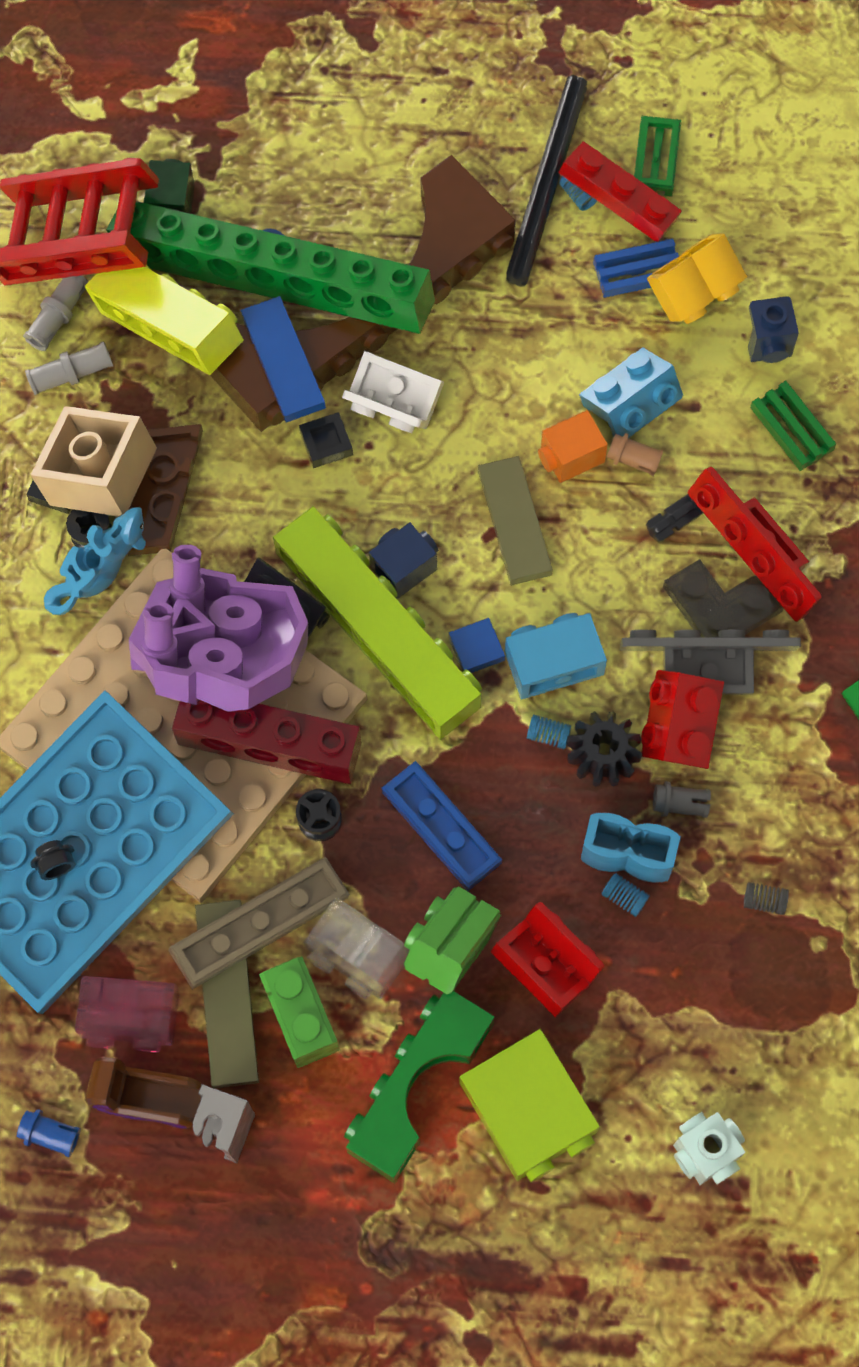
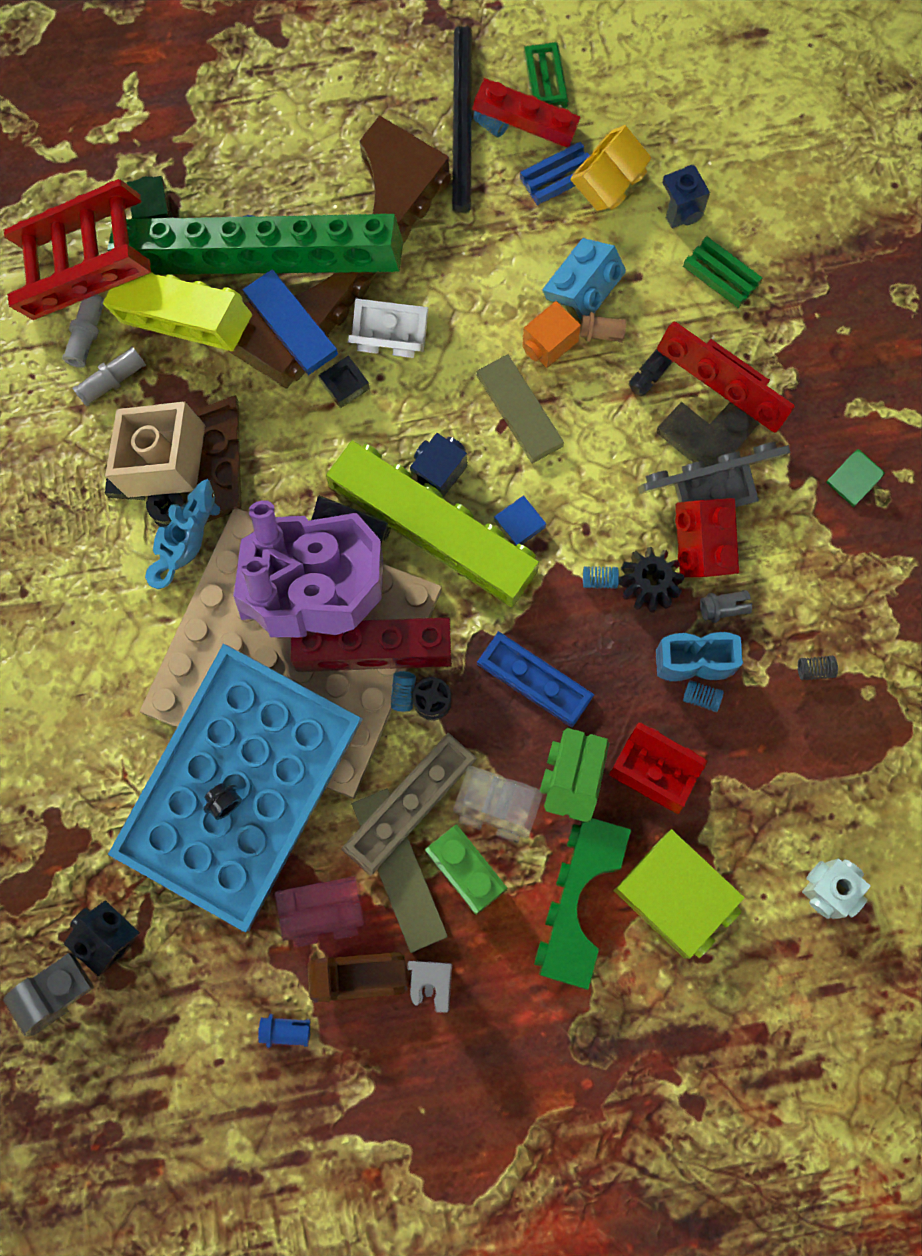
camera: 15 degrees left, 5 degrees up
(292, 793) = (405, 701): none -> dark azure piece
(555, 654) = (588, 512): dark azure brick -> none

